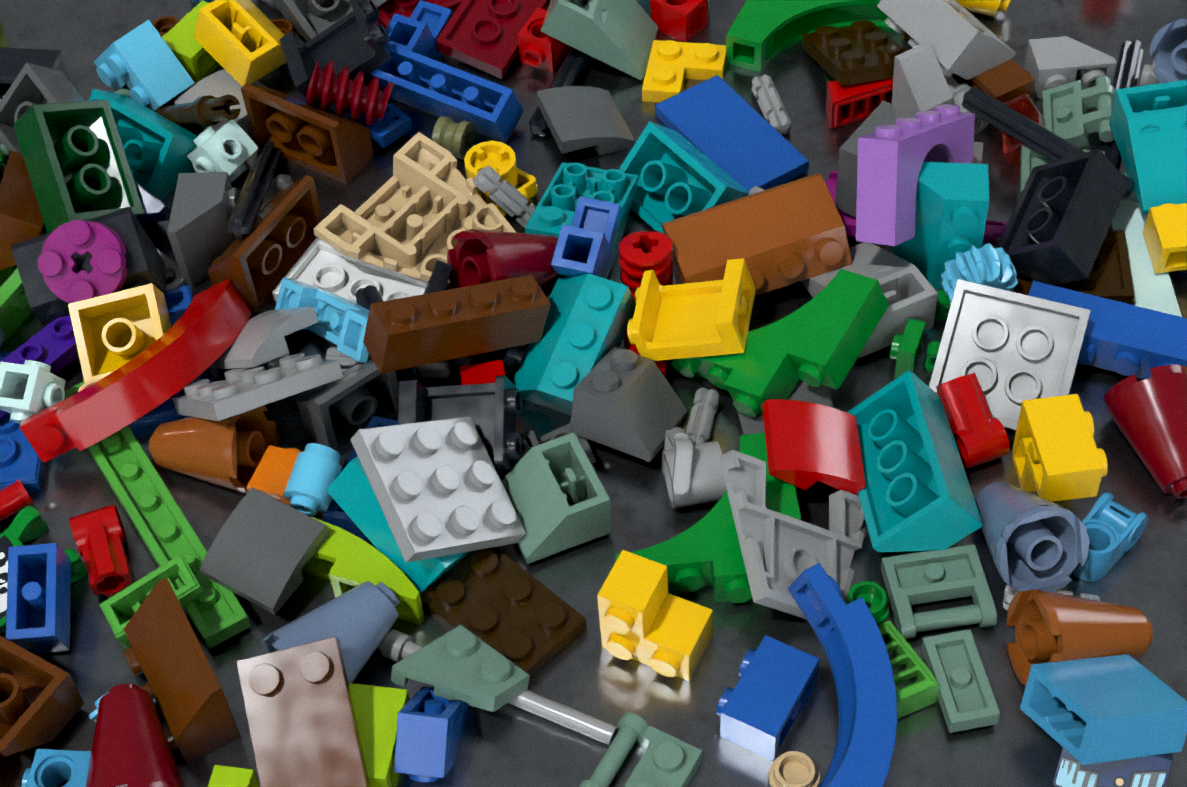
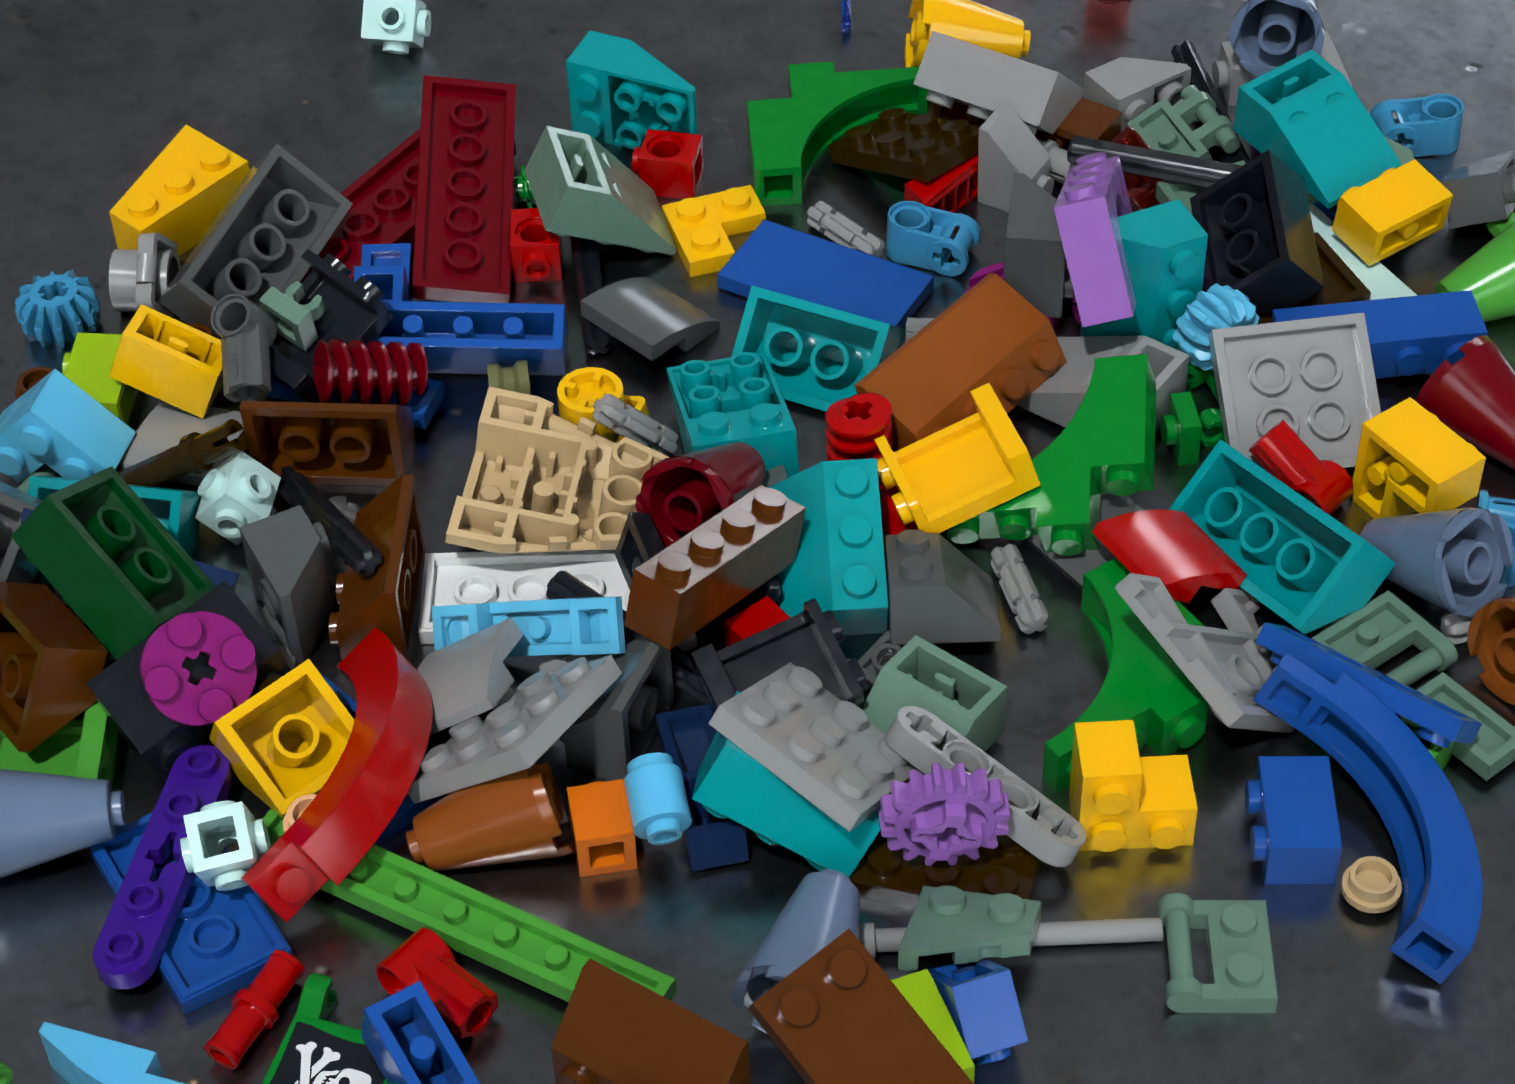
camera: 30 degrees left, 5 degrees down
(126, 602) = (521, 1023): bright green slope -> none
(263, 550) = (649, 898): dark grey slope -> none
(279, 40) = (245, 345): none -> dark grey piece
(325, 34) = (292, 319): none -> sand green tile
(353, 561) = (751, 876): lime slope -> none
(486, 578) = (944, 814): none -> medium lavender gear
(553, 567) = (1035, 819): none -> light grey beam
(589, 240) = (788, 428): blue brick -> none
(690, 470) = (1055, 632): light grey piece -> none
(822, 127) = (926, 237): none -> dark azure piece
(903, 636) = (1436, 720): none -> blue plate

